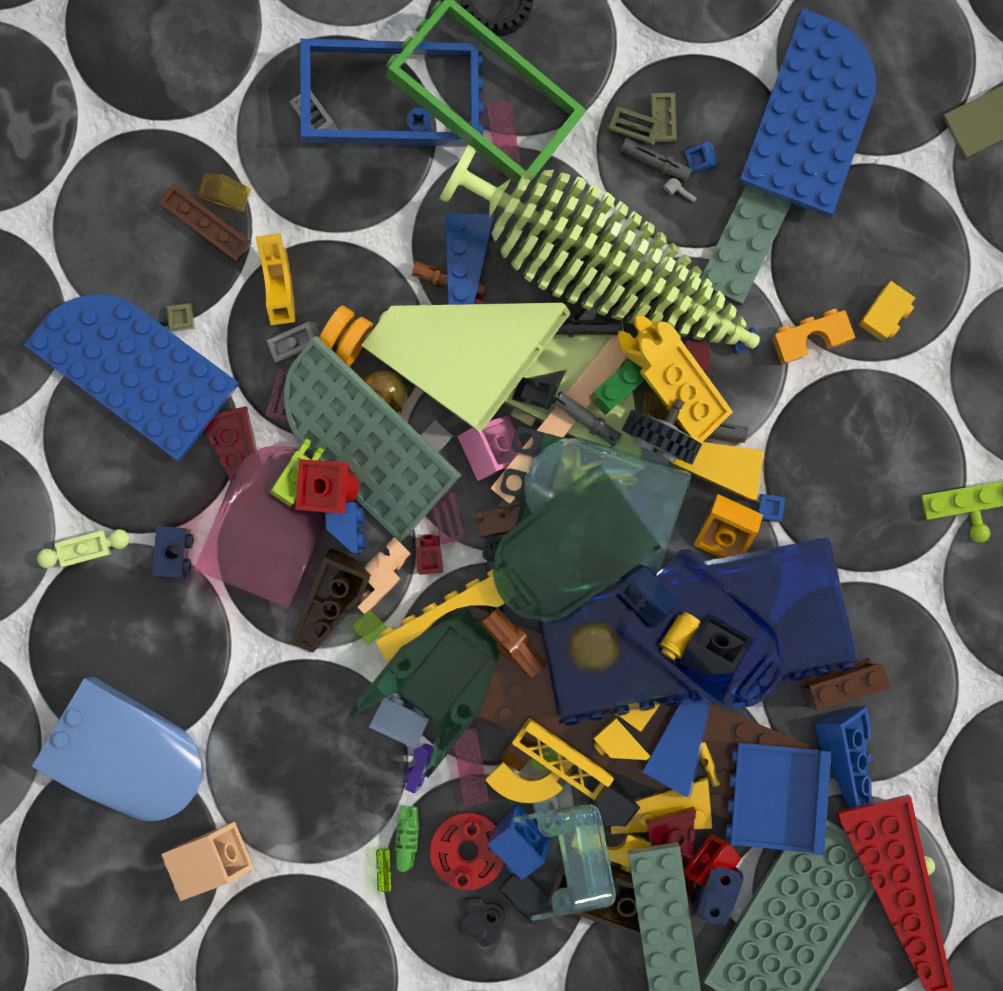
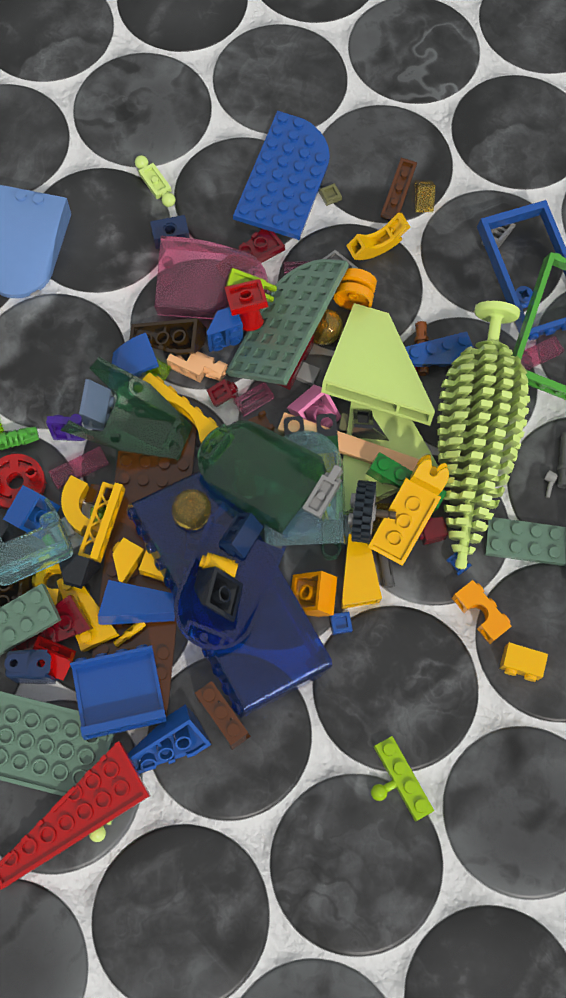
camera: 65 degrees right, 15 degrees down
(347, 657) = (135, 356): none -> blue slope
(513, 643) = (177, 461): dark orange piece -> none
(589, 327) = (420, 432): black pin -> none
(595, 425) = (355, 469): dark grey pin -> none
(626, 478) = (323, 492): none -> light grey hinge

